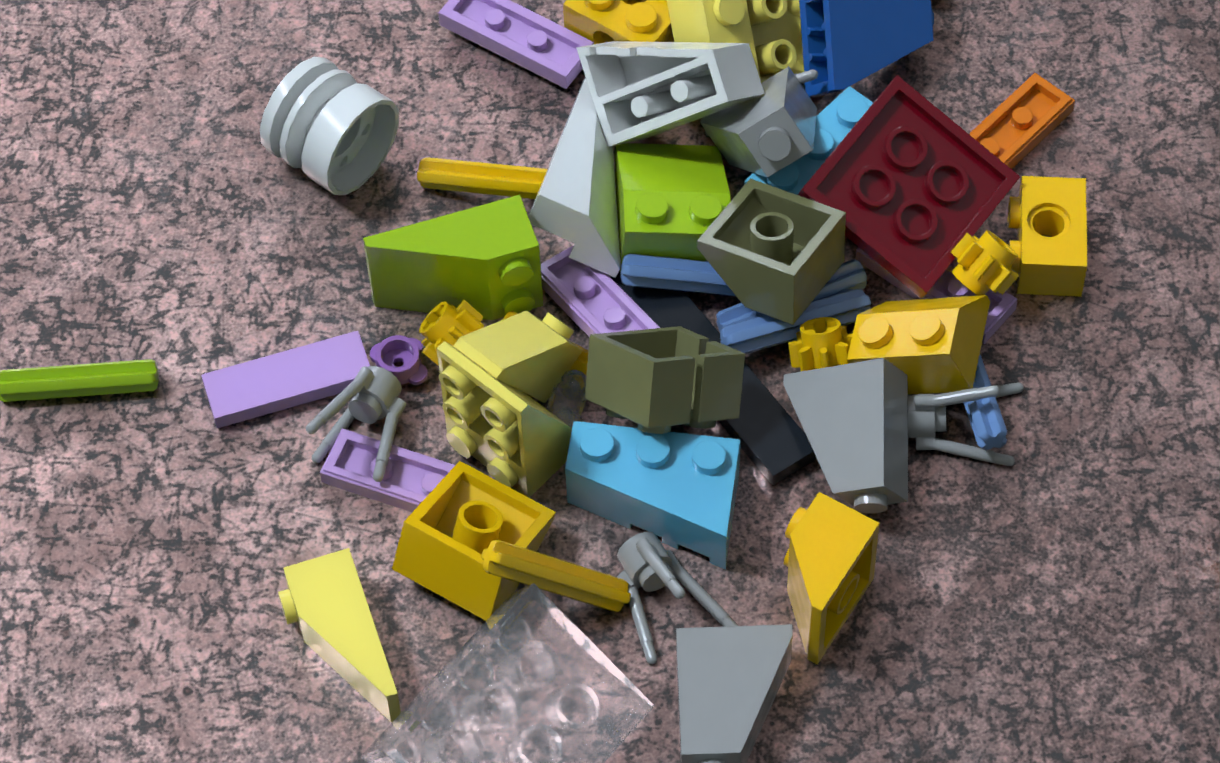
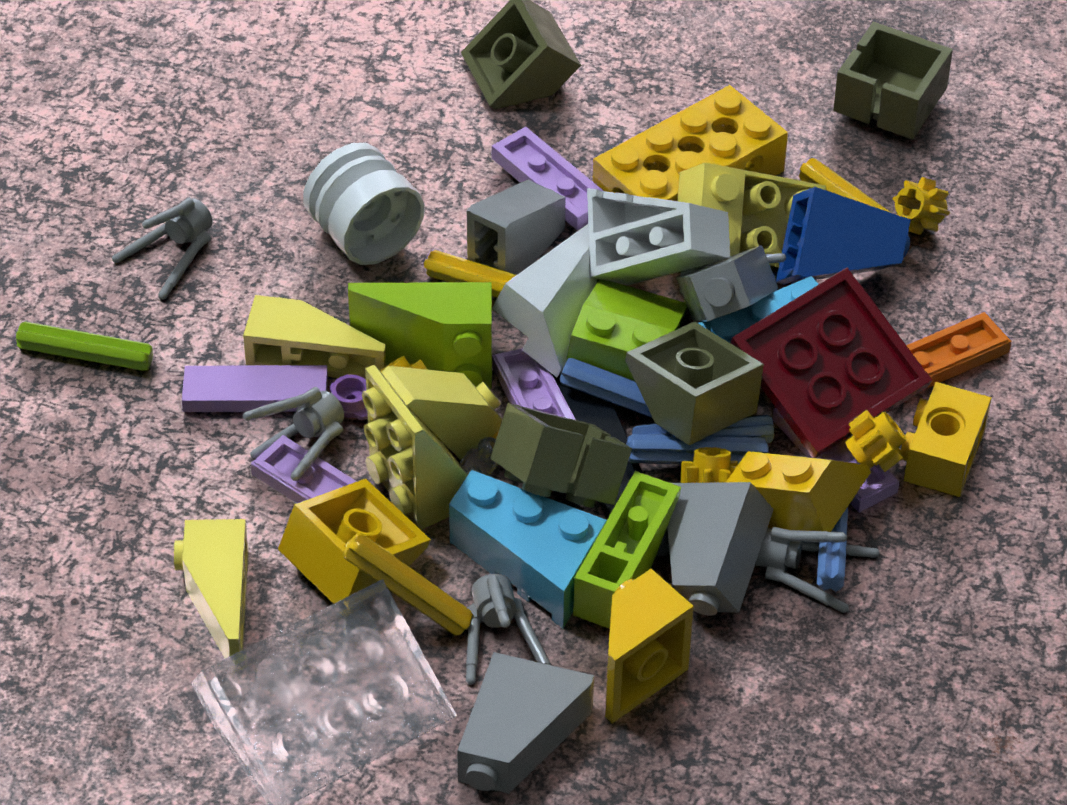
camera: 15 degrees right, 10 degrees down
(130, 201) = (183, 223): none -> light grey plant
(316, 304) = (299, 334): none -> light yellow slope
(504, 108) = (514, 226): none -> light grey slope
(769, 465) = (624, 545): none -> lime slope

